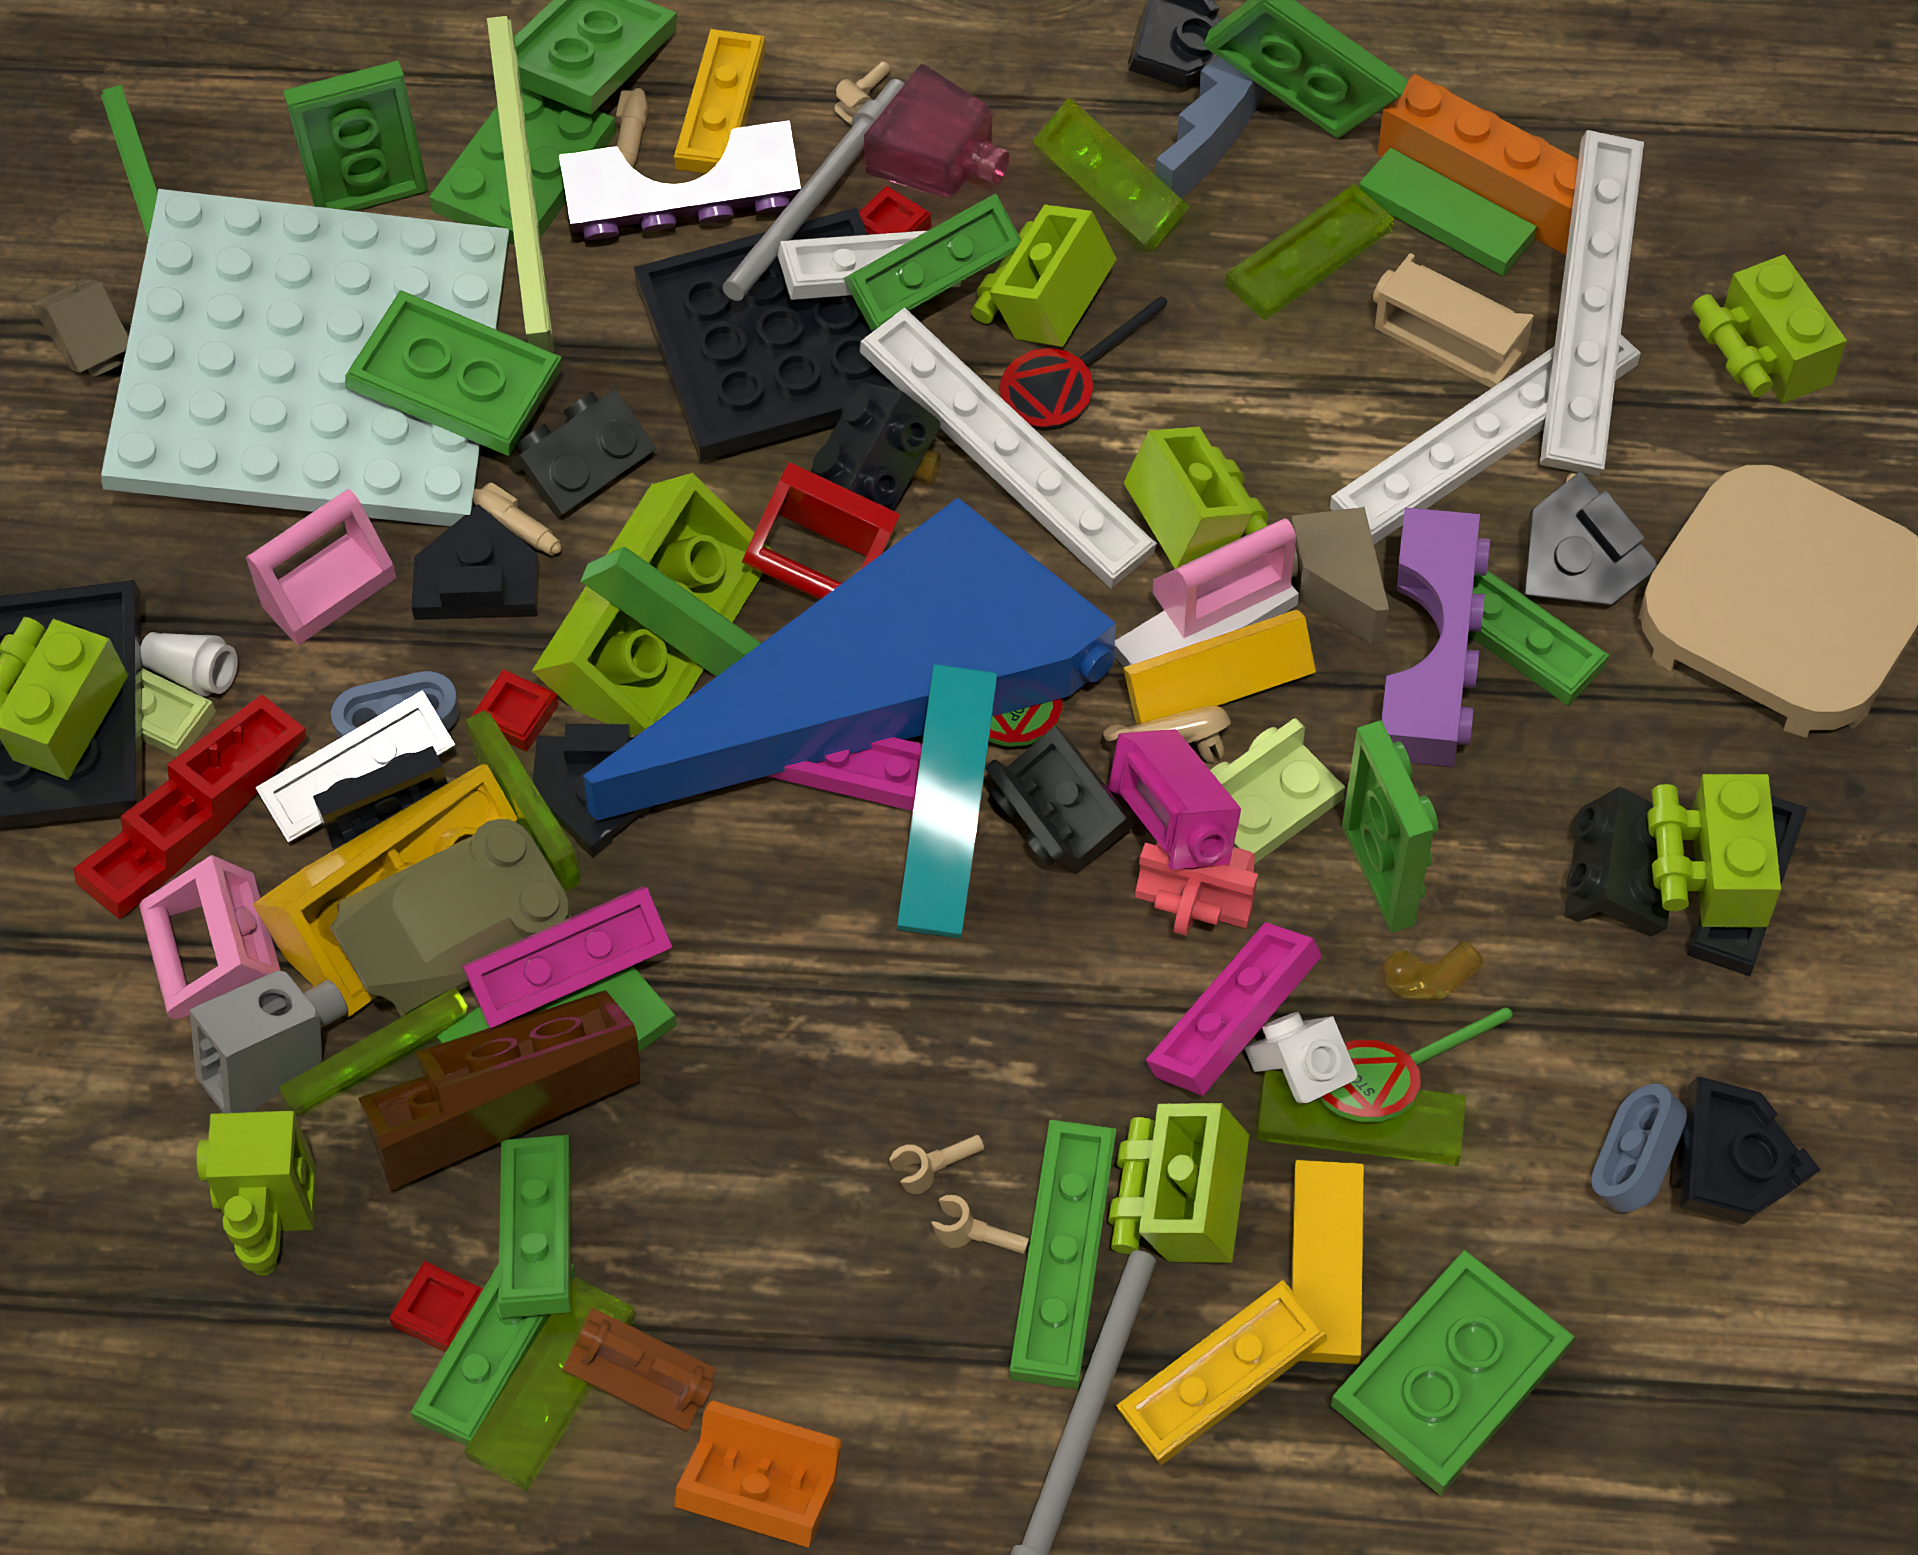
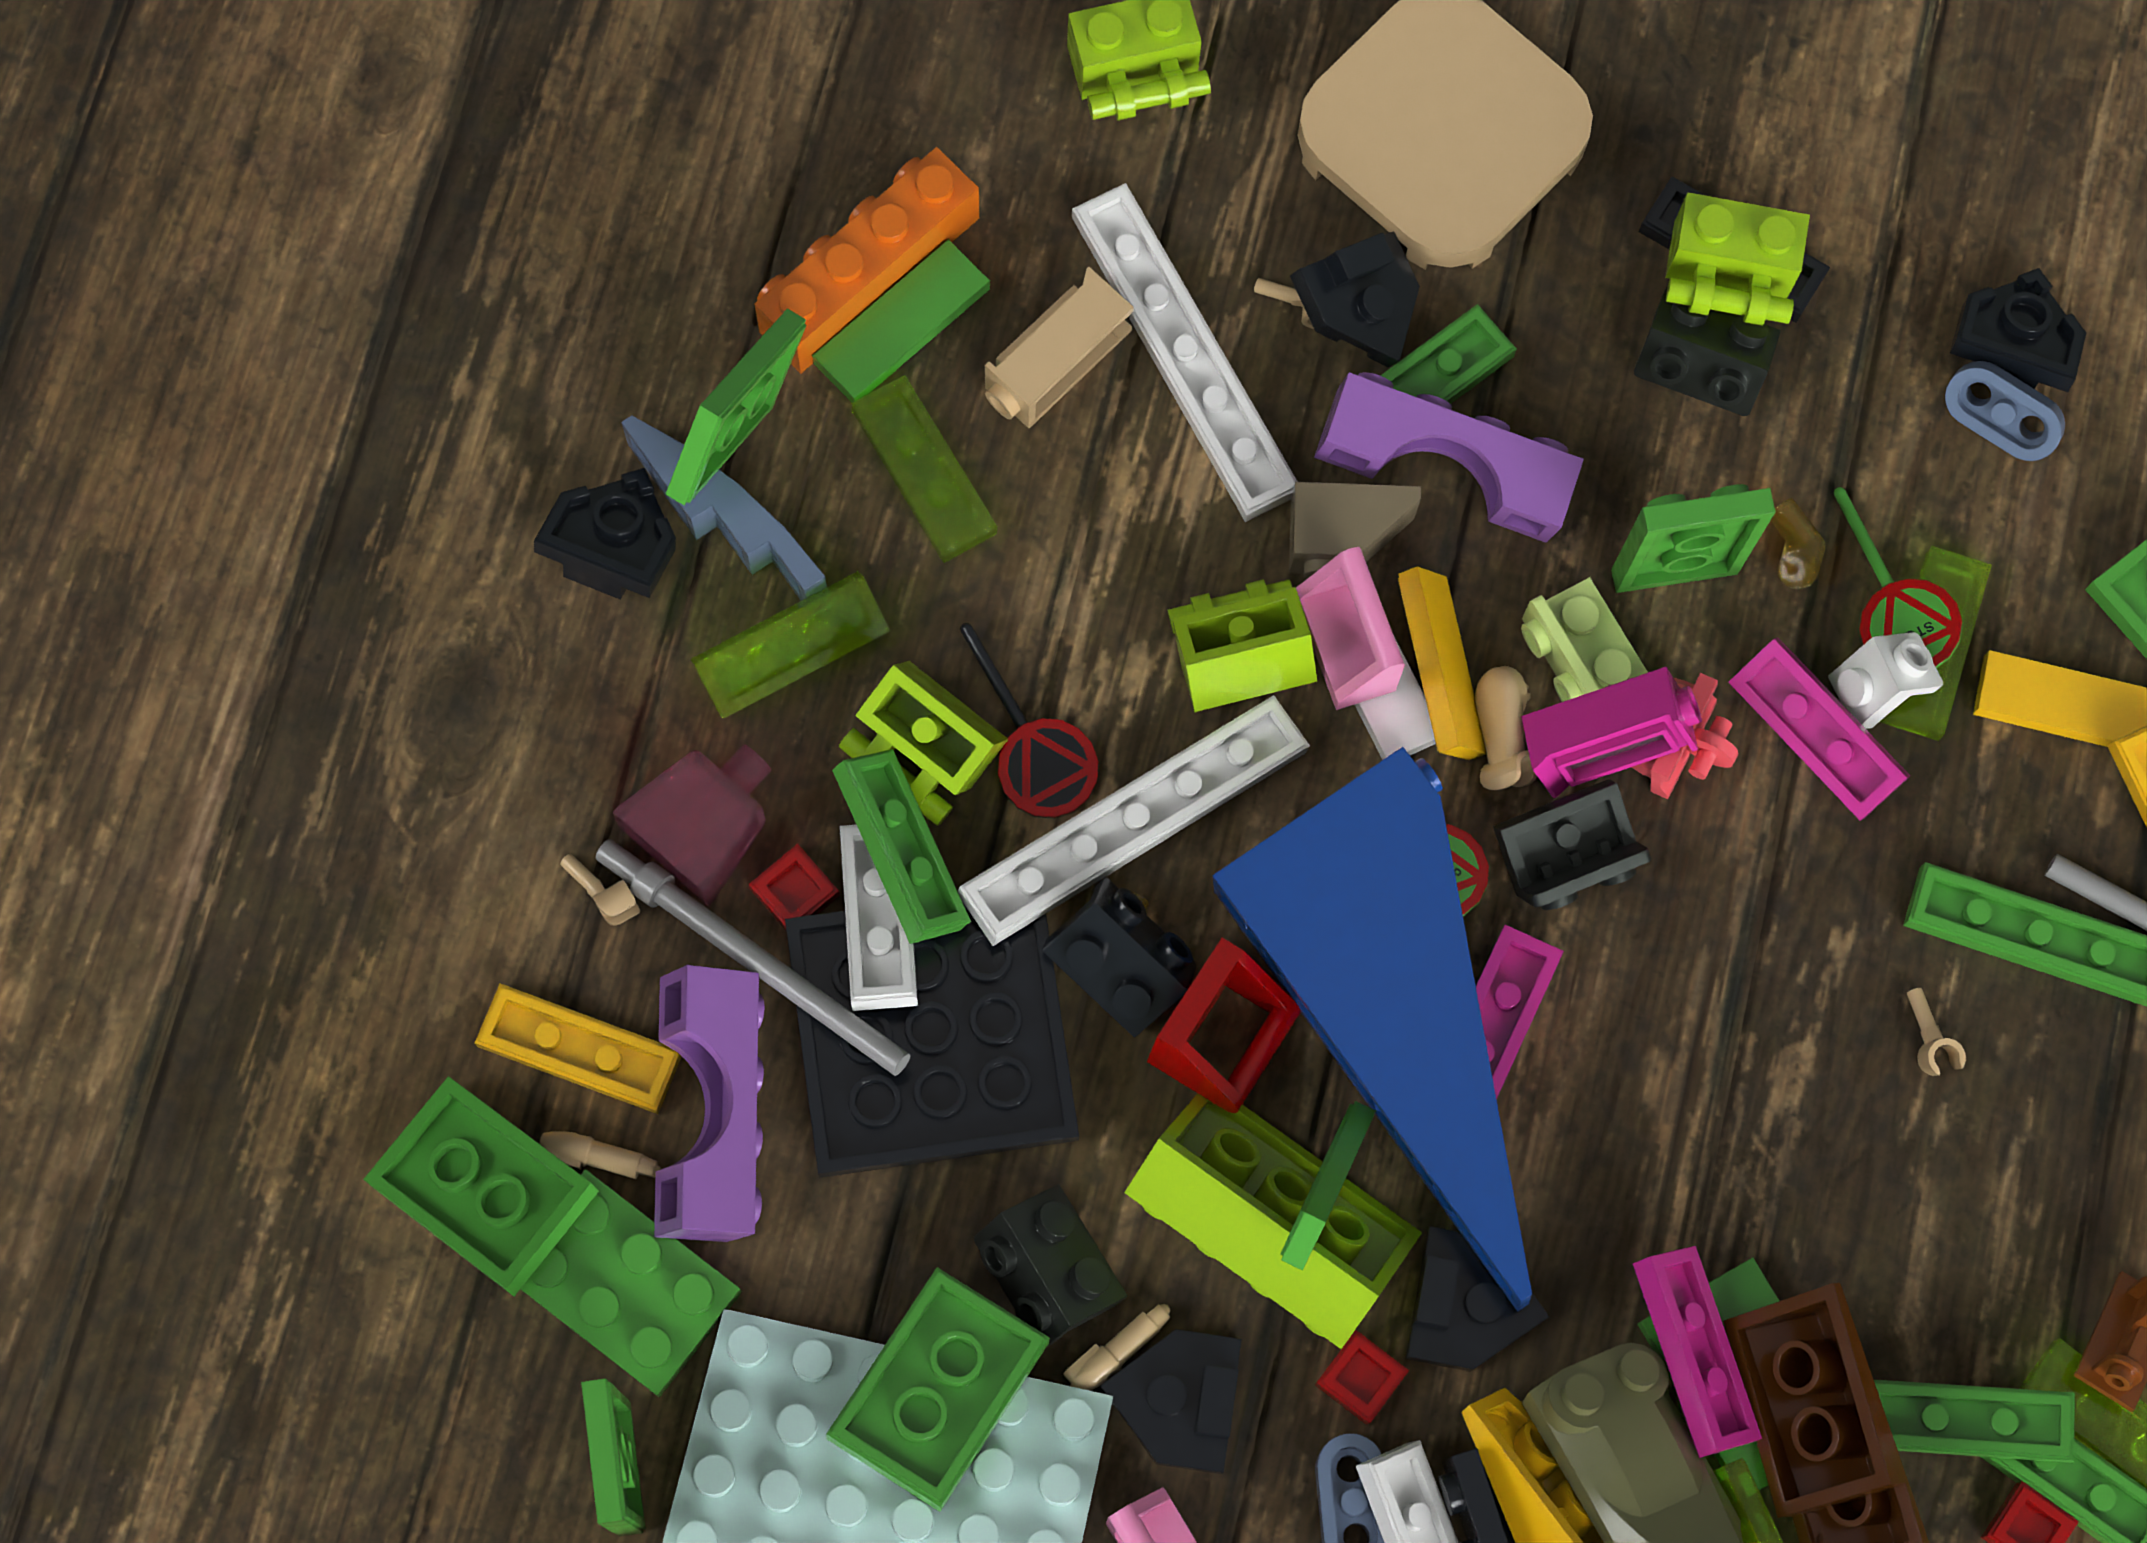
camera: 85 degrees left, 15 degrees up
(520, 183) = (701, 1280): yellowish green tile -> none
(530, 808) = (1490, 1377): clear neon green tile -> none
(947, 801) = (1570, 948): teal slope -> none
(972, 1229) = (2008, 1007): tan hand -> none
(1181, 1183) = (2006, 800): lime brick -> none
(1592, 303) = (1080, 206): white tile -> none

